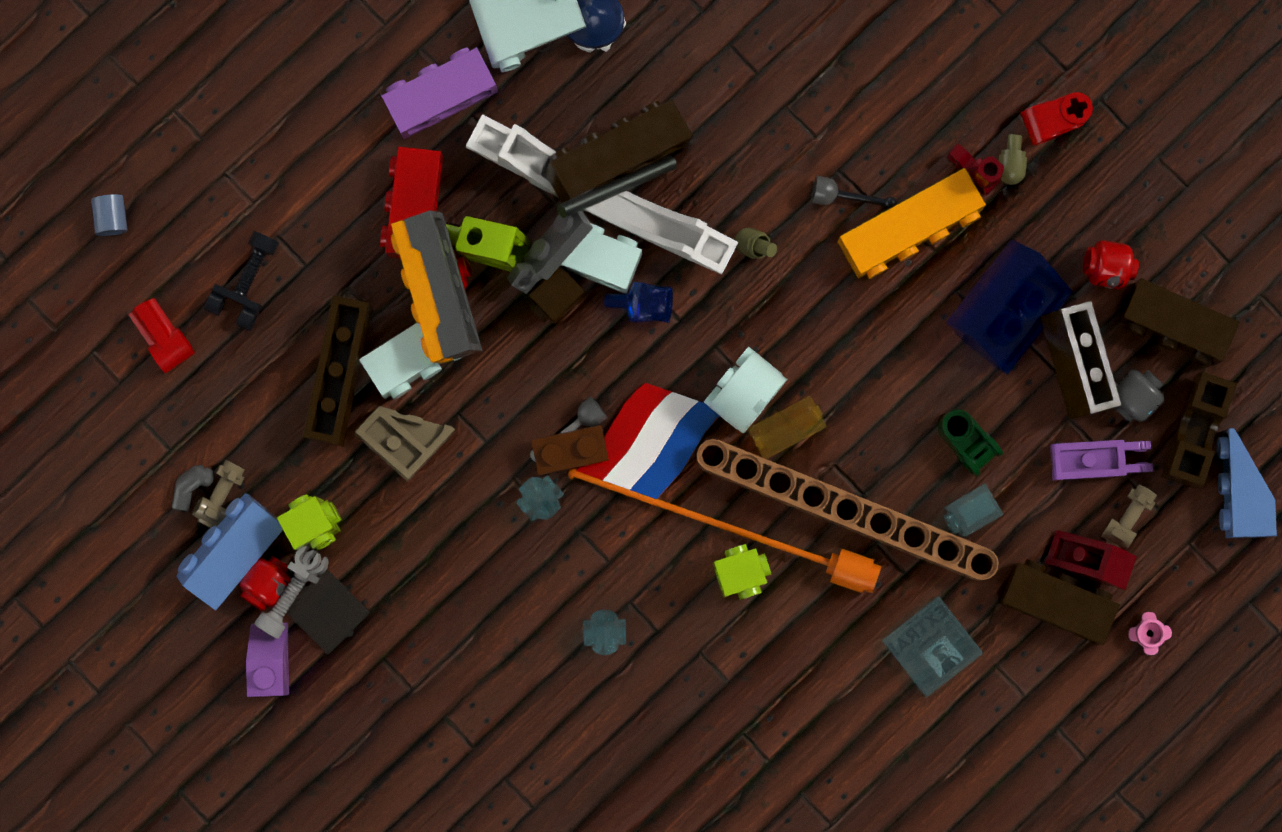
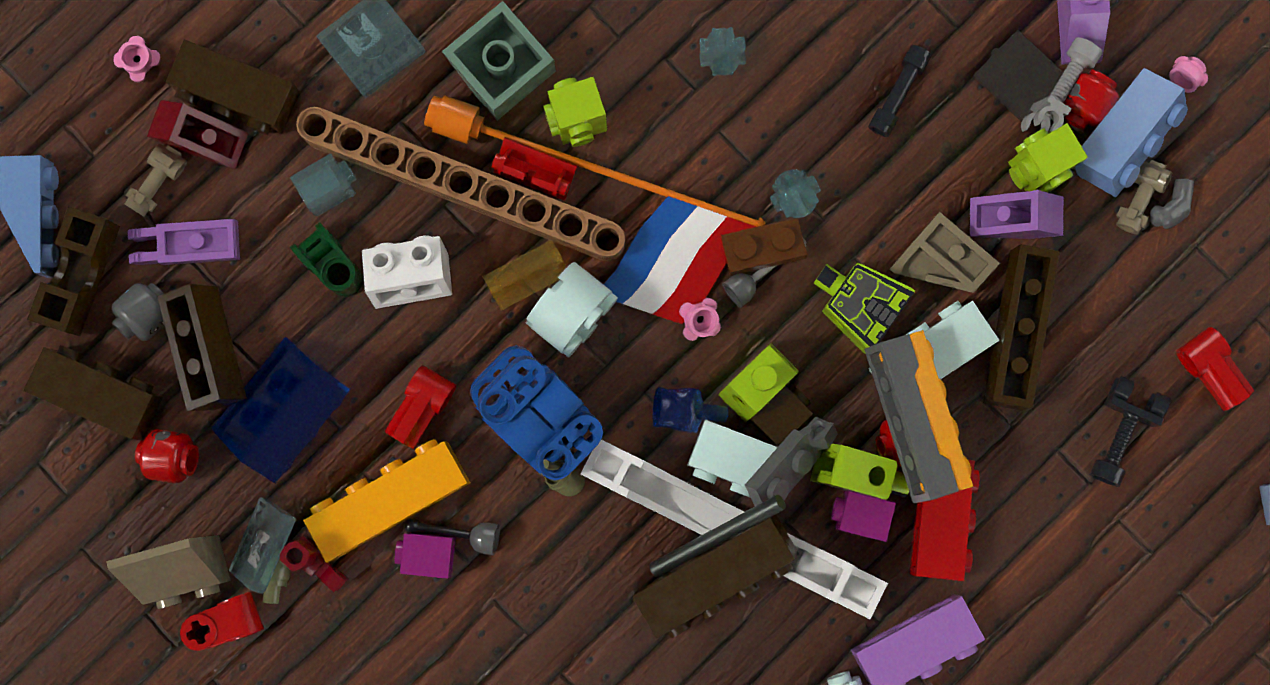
camera: 175 degrees right, 0 degrees up
(171, 609) = (1188, 73): none -> bright pink plate
(336, 476) = (1017, 215): none -> medium lavender slope
(425, 623) = (885, 117): none -> black bar
(480, 397) = (863, 302): none -> torso
(485, 204) = (863, 515): none -> magenta brick
(574, 327) = (758, 383): none -> lime torso
(624, 376) = (708, 327): none -> bright pink plate
(776, 524) = (534, 168): none -> red hinge
(778, 296) = (535, 412): none -> blue piece
(812, 623) = (500, 60): none -> sand green slope
(876, 175) = (426, 555): none -> magenta brick
(879, 313) = (425, 397): none -> red piece
(895, 429) = (406, 271): none -> white brick
(1022, 183) = (262, 545): none -> clear light blue tile
(1099, 162) = (173, 570): none -> dark tan slope

